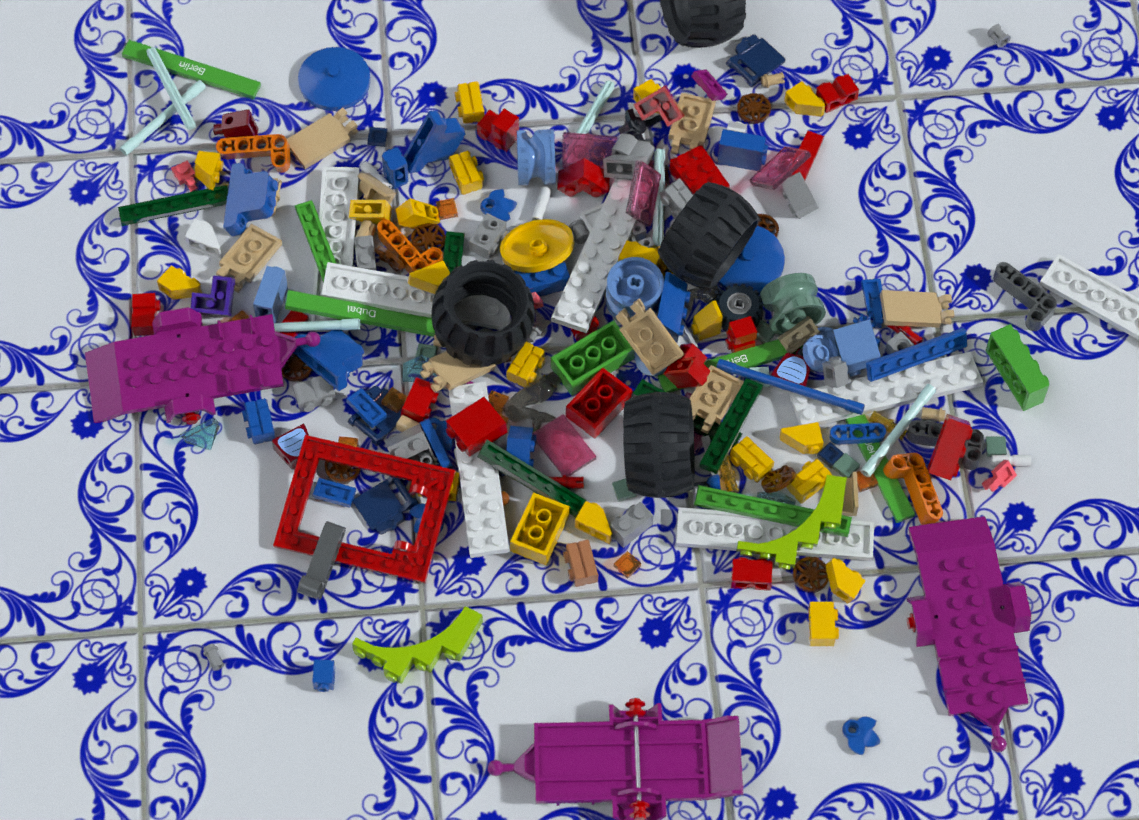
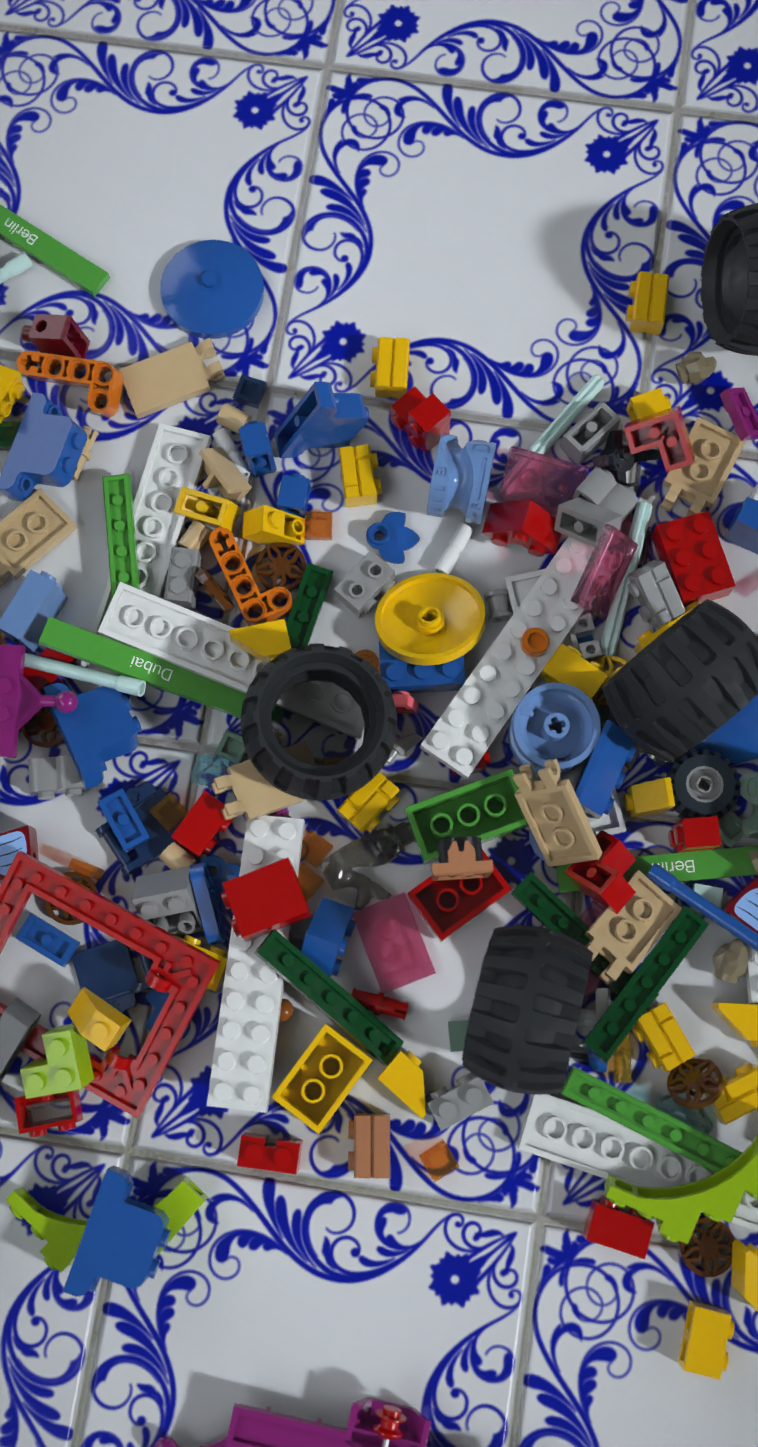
camera: 20 degrees right, 15 degrees up
(365, 591) = (48, 1111): none -> red window
(370, 556) = (65, 1065): none -> lime brick
(372, 155) = (232, 418): none -> tan piece
(385, 521) = (97, 1020): none -> yellow slope
(426, 191) = (294, 494): none -> blue brick
(434, 643) = (118, 1238): none -> blue brick
(518, 582) = (278, 1157): none -> red brick
(594, 374) = (460, 859): none -> nougat piece
(609, 242) = (535, 642): none -> orange tile
(612, 115) = (589, 433): none -> light grey brick
(631, 30) = (648, 303): none -> yellow brick
(671, 63) = (695, 367): none -> dark tan rock
(783, 406) = (731, 961): none -> dark tan rock

